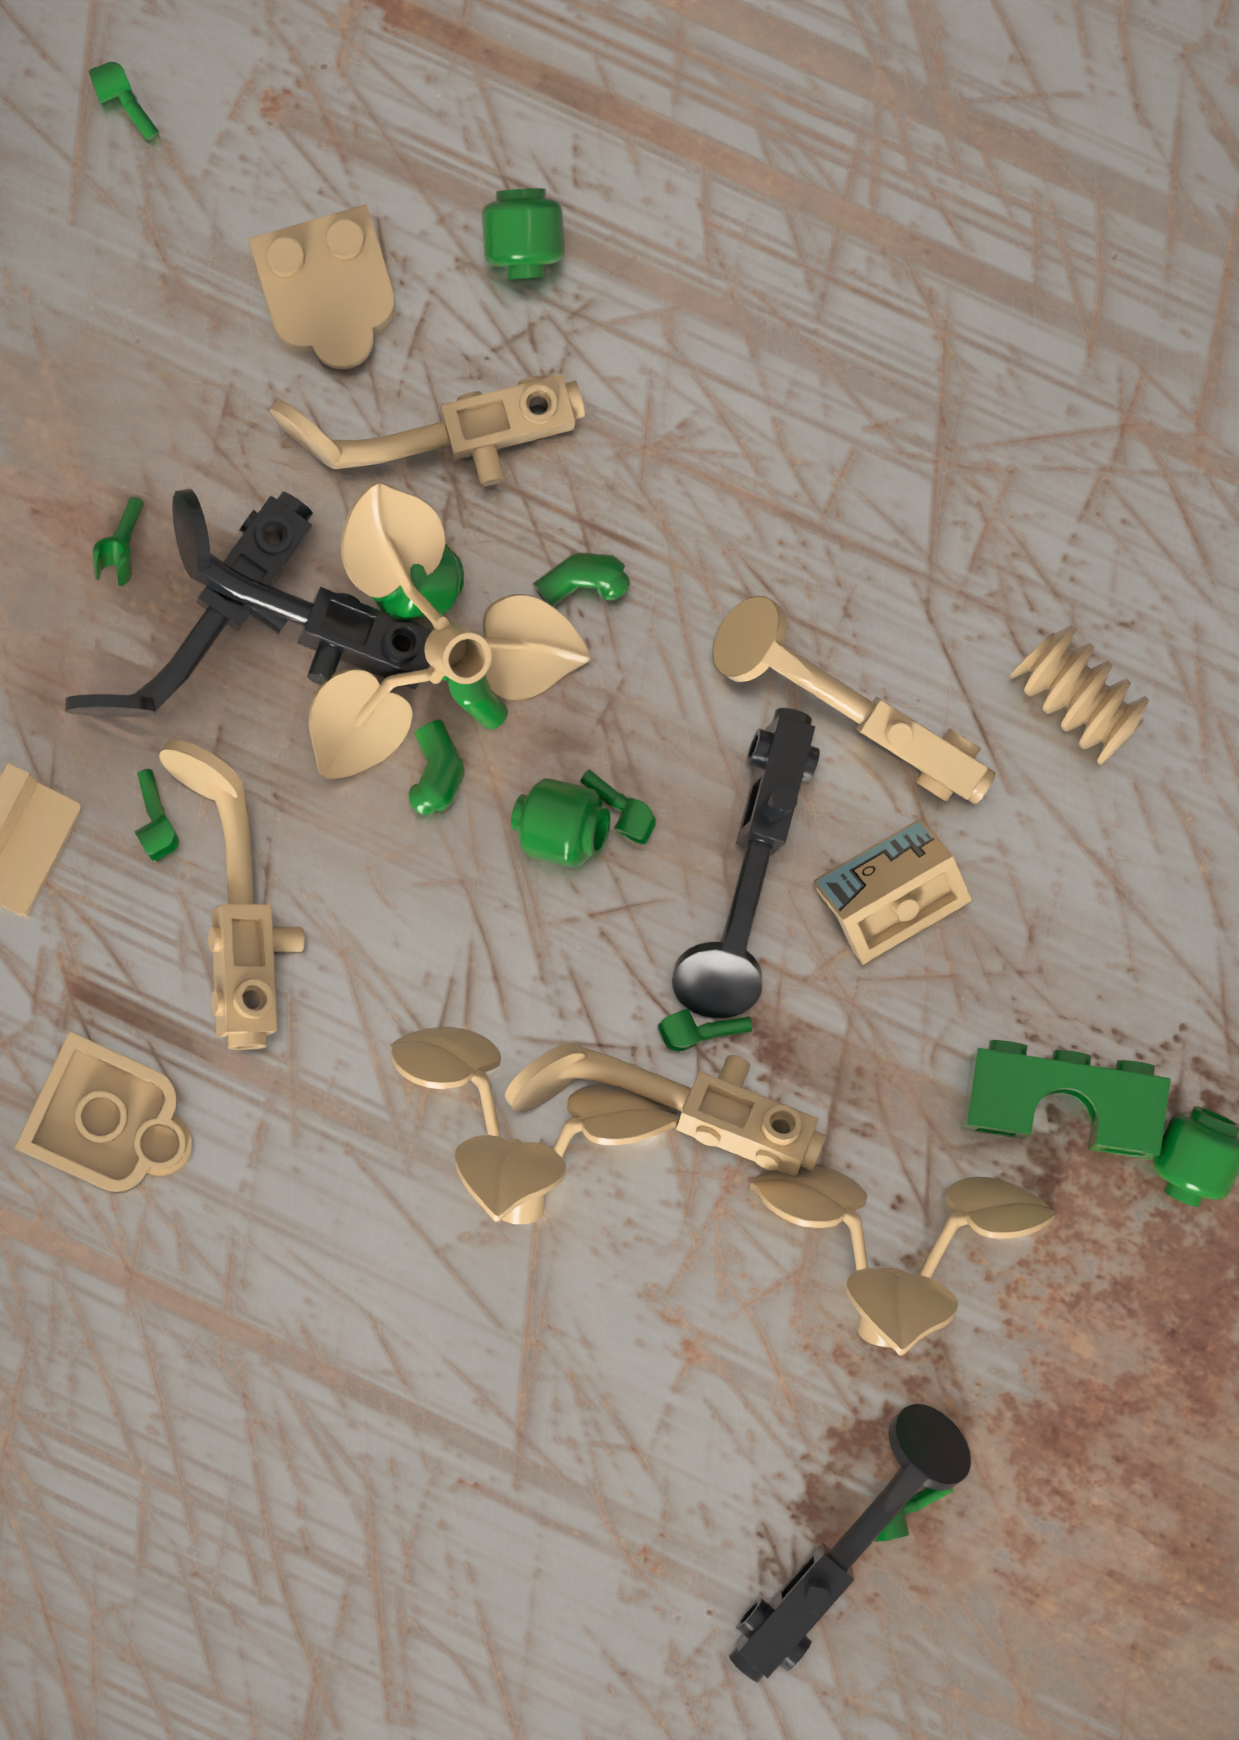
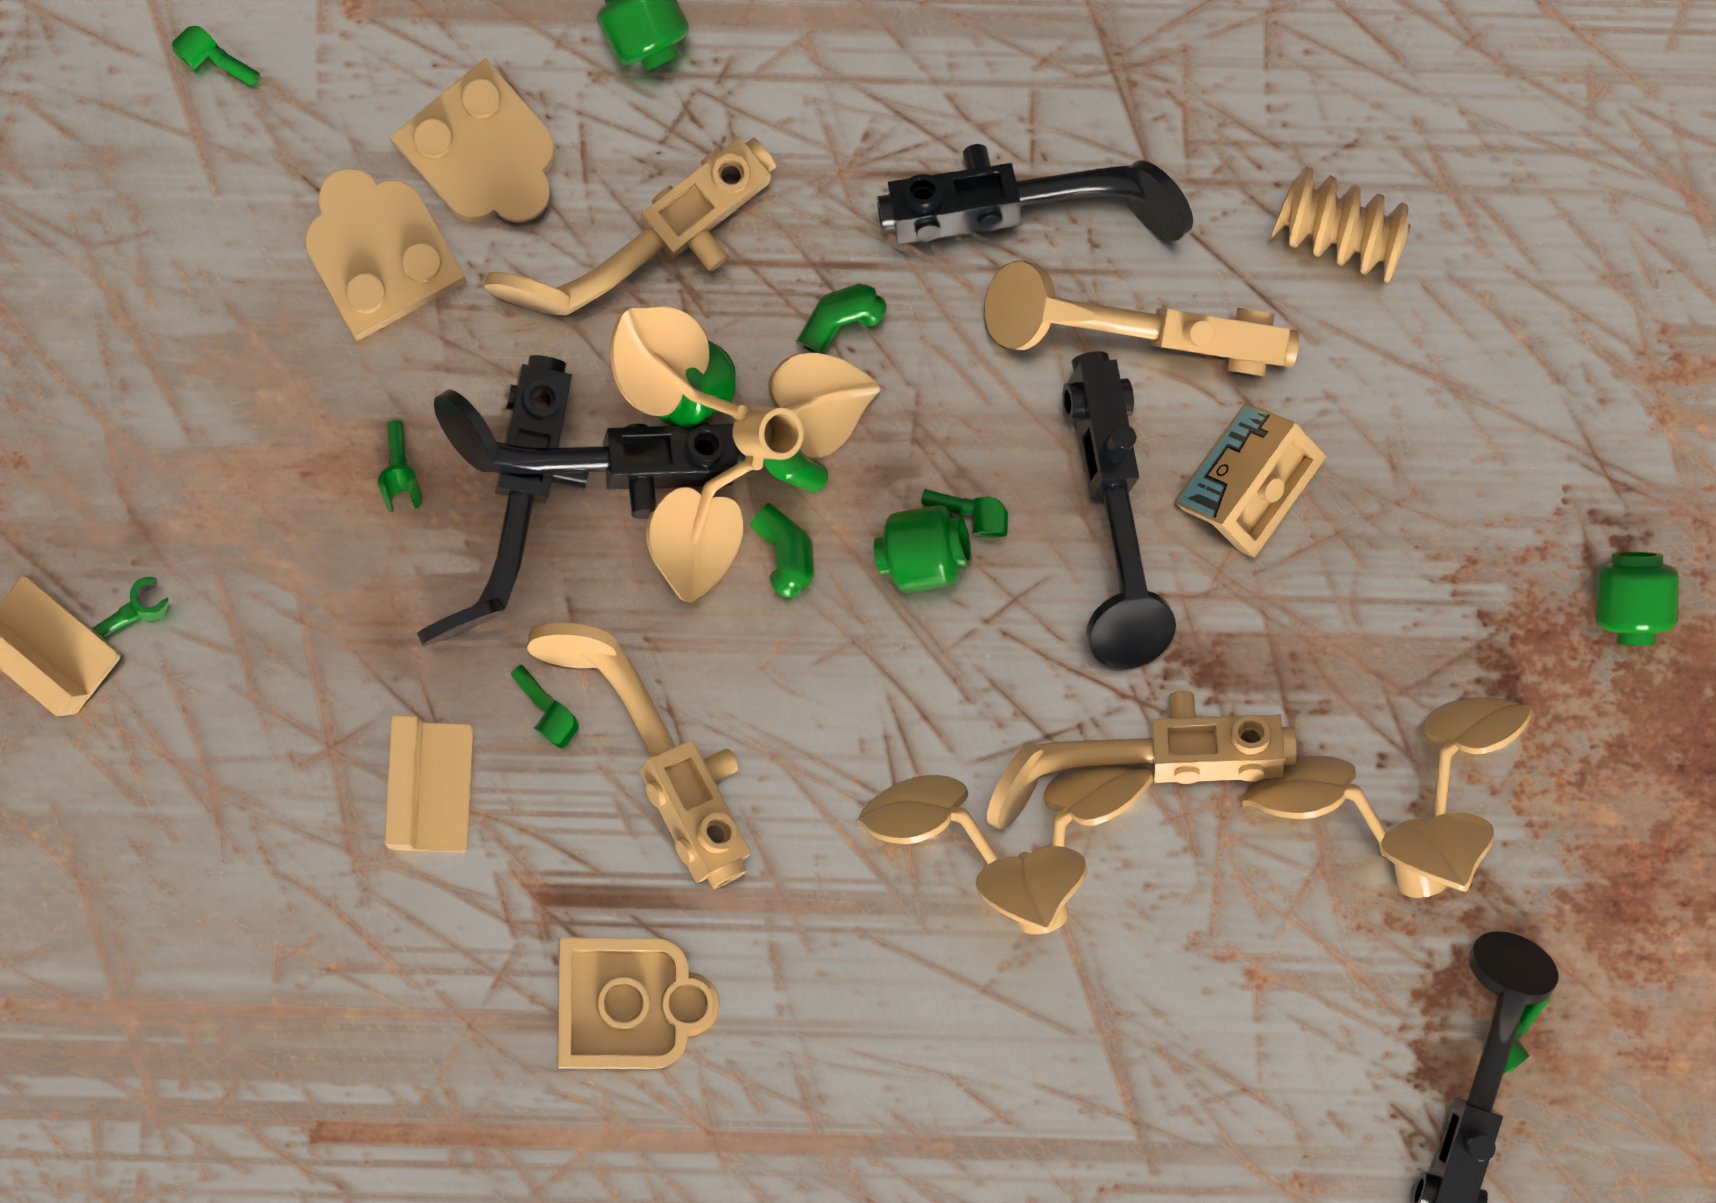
camera: 25 degrees left, 0 degrees up
(191, 338) = (378, 250): none -> tan plate
(682, 1033) = (1118, 692): green hand -> none
(767, 529) = (992, 199): none -> black piece
(1122, 1103) = (1547, 583): green arch -> none

